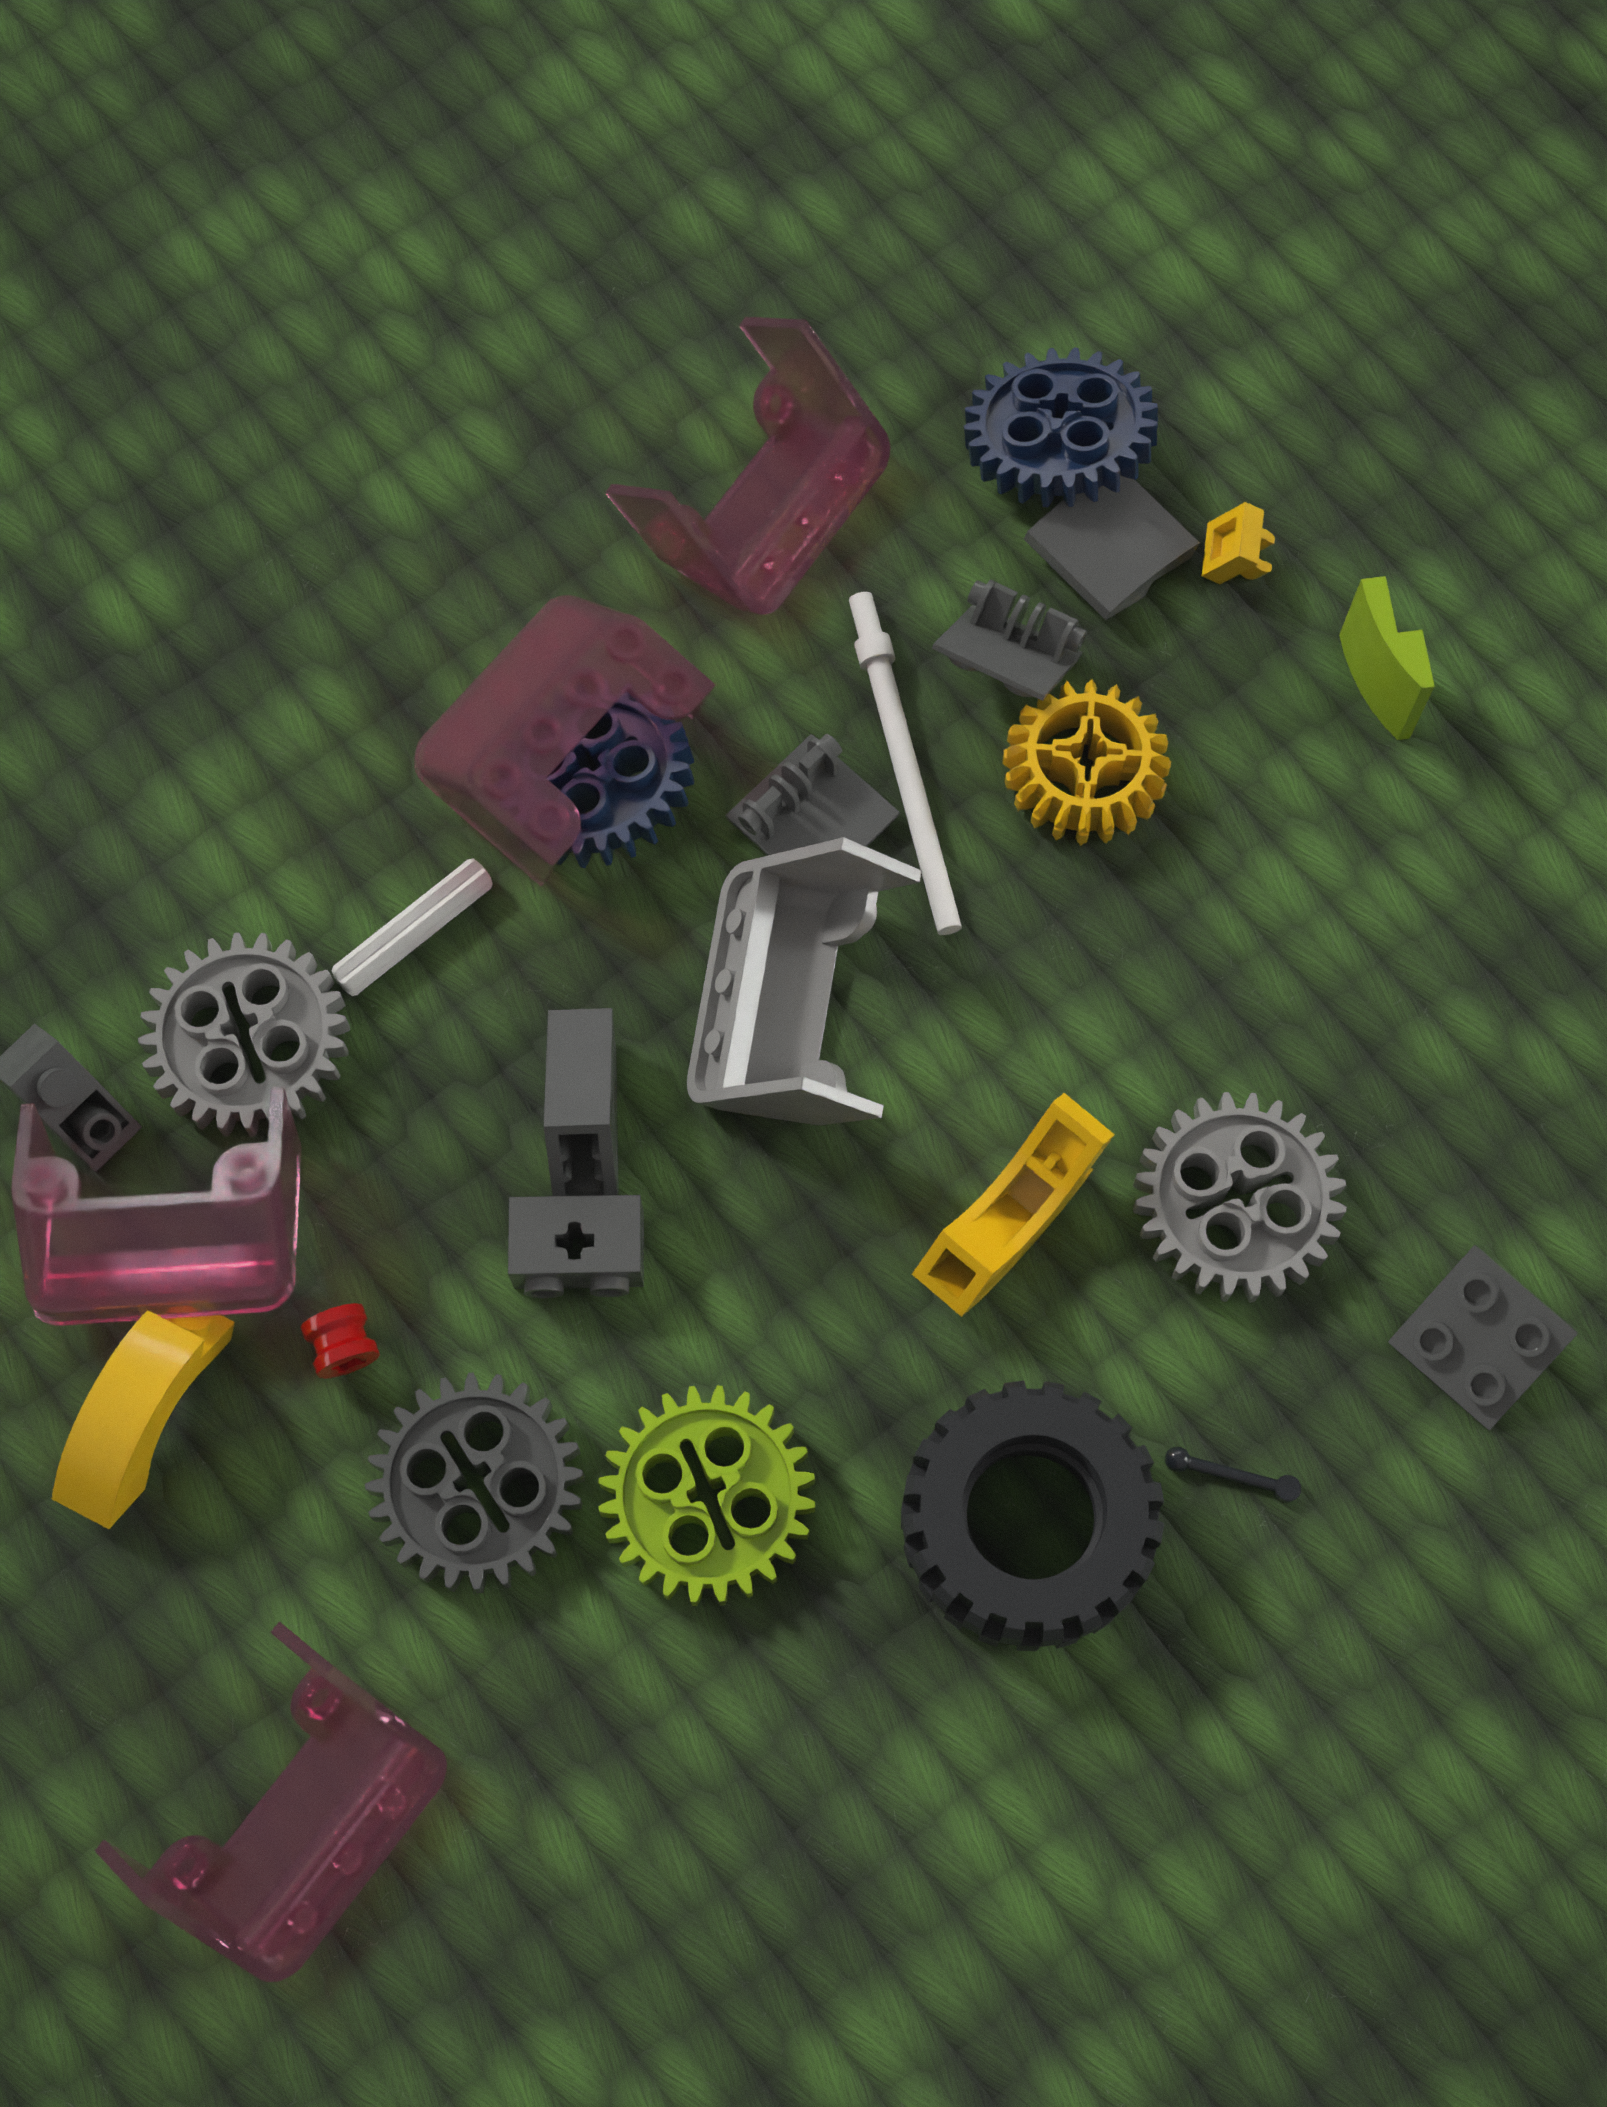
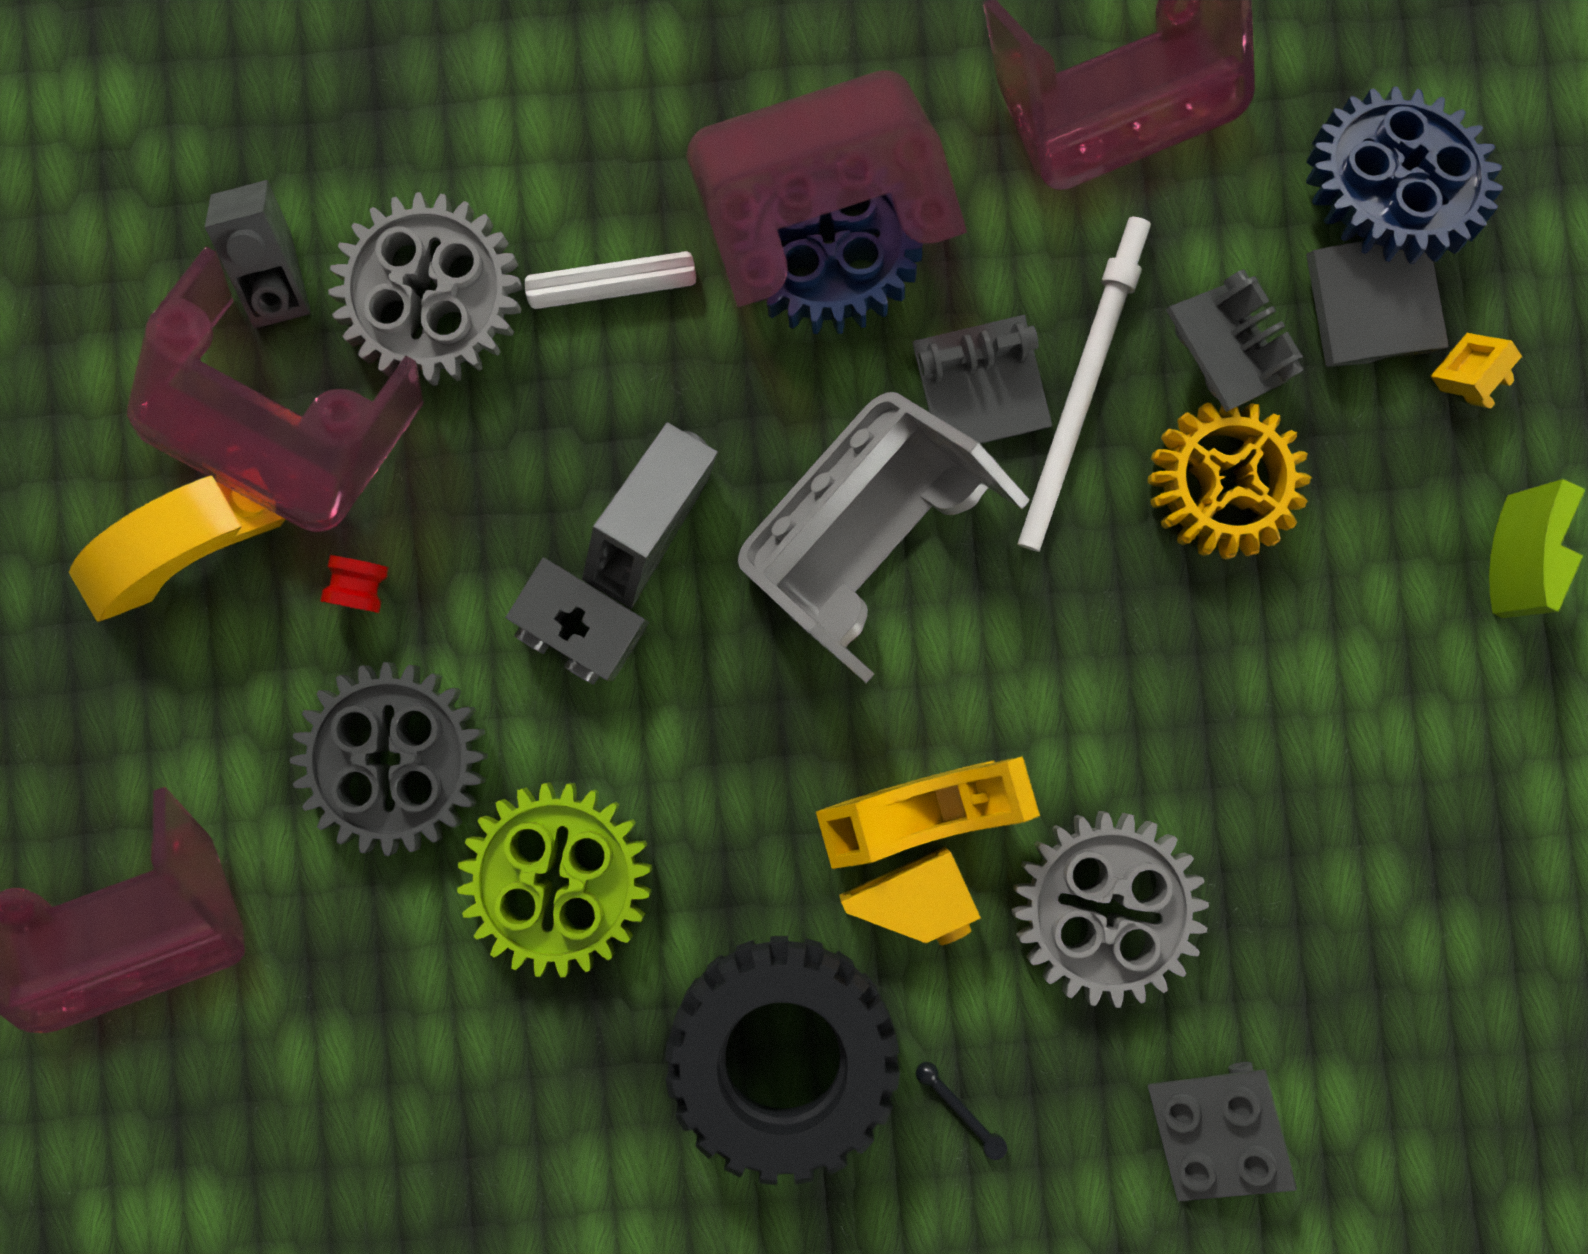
camera: 30 degrees right, 15 degrees up
(1060, 1298) = (917, 900): none -> yellow slope

